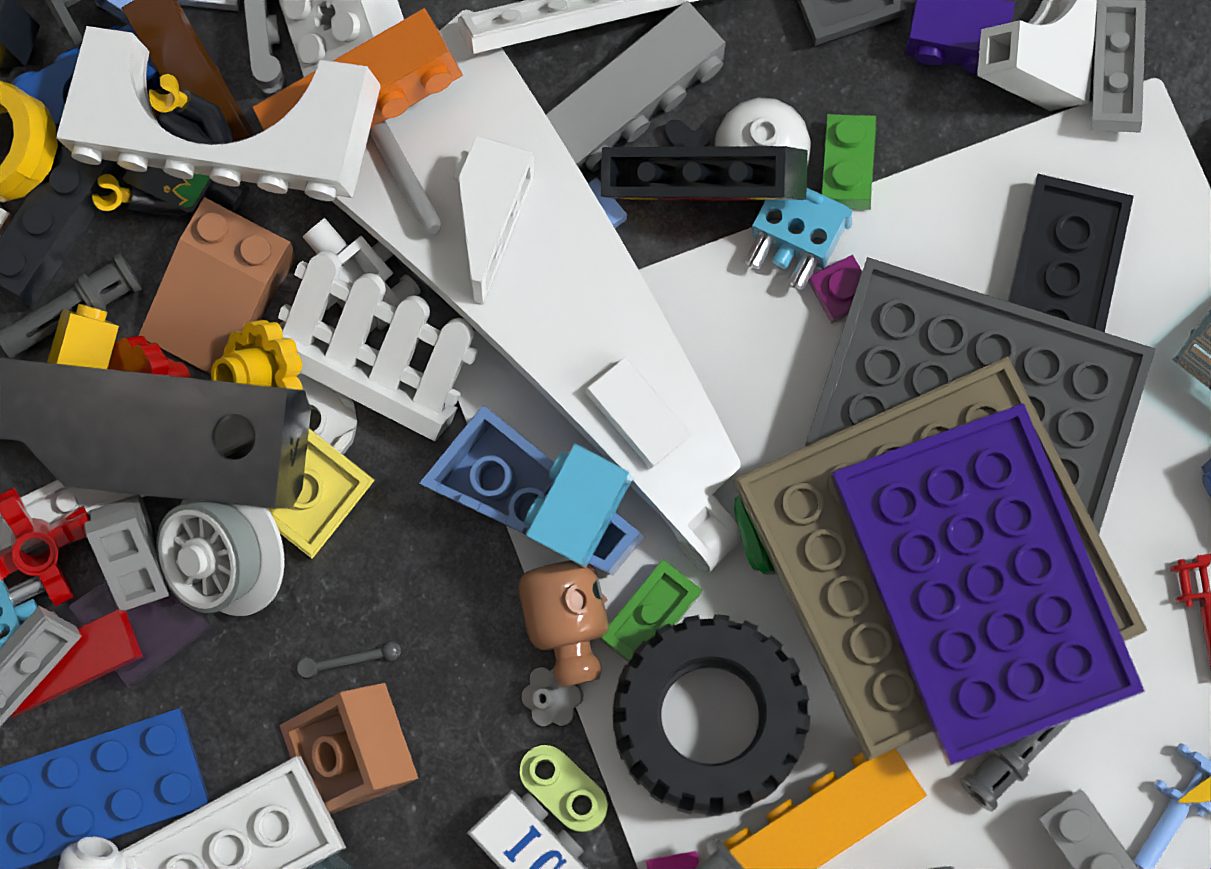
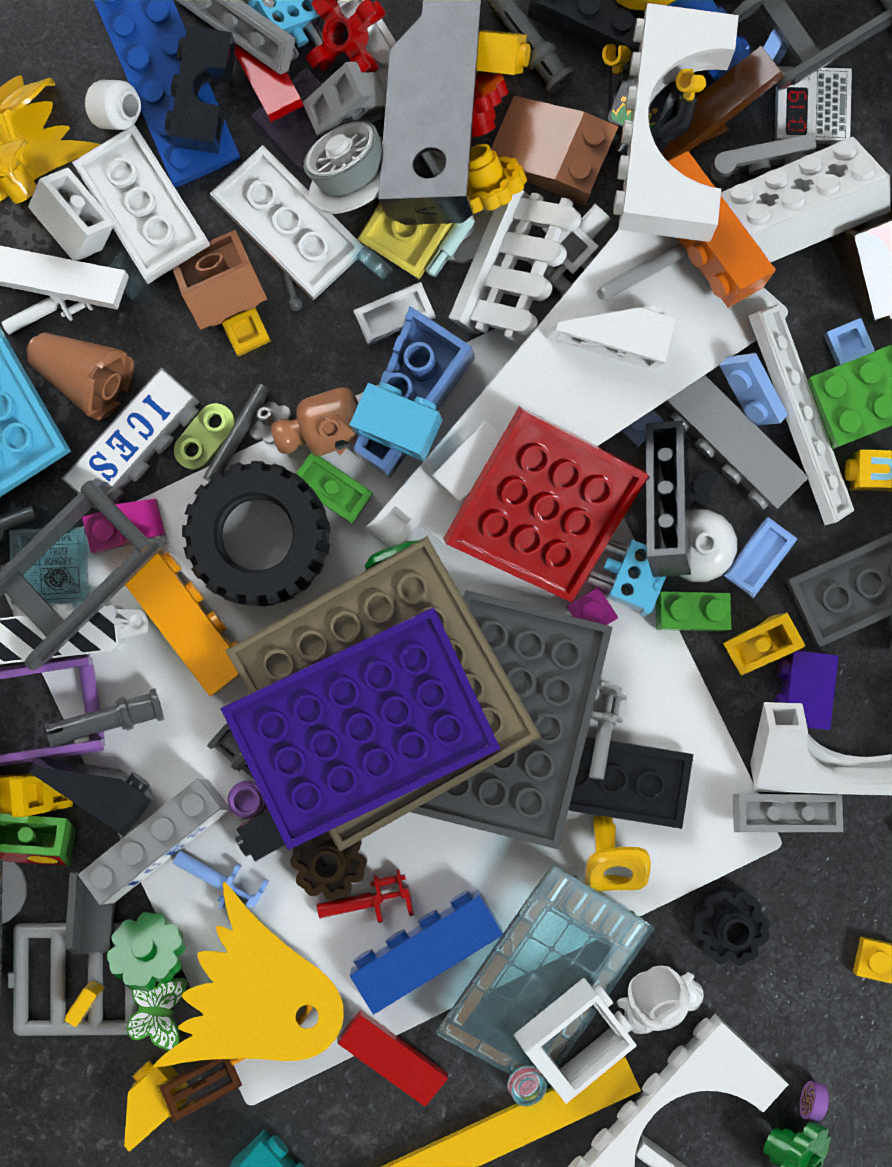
camera: 80 degrees right, 10 degrees up
(43, 737) = (204, 58): none -> black arch
(279, 652) = (285, 224): none -> white tile
(338, 436) = (449, 246): none -> light aqua pin
(348, 536) = (374, 263): none -> clear light blue tile
(417, 519) = (387, 315): none -> white tile
(423, 720) = (246, 331): none -> yellow tile
(564, 741) = (238, 431): none -> dark grey bar
(569, 56) = (753, 389): none -> light blue plate
(703, 327) = (545, 505): none -> red plate
(782, 73) = (759, 557): none -> light blue tile
(897, 74) = (764, 643): none -> yellow slope
(1000, 281) = (604, 729): none -> light grey piece
(1067, 765) = (245, 800): none -> medium lavender plate
(1114, 740) = (259, 836): none -> black brick
(1167, 288) = (608, 856): none -> yellow piece
(1181, 654) = (333, 880): none -> dark brown plant

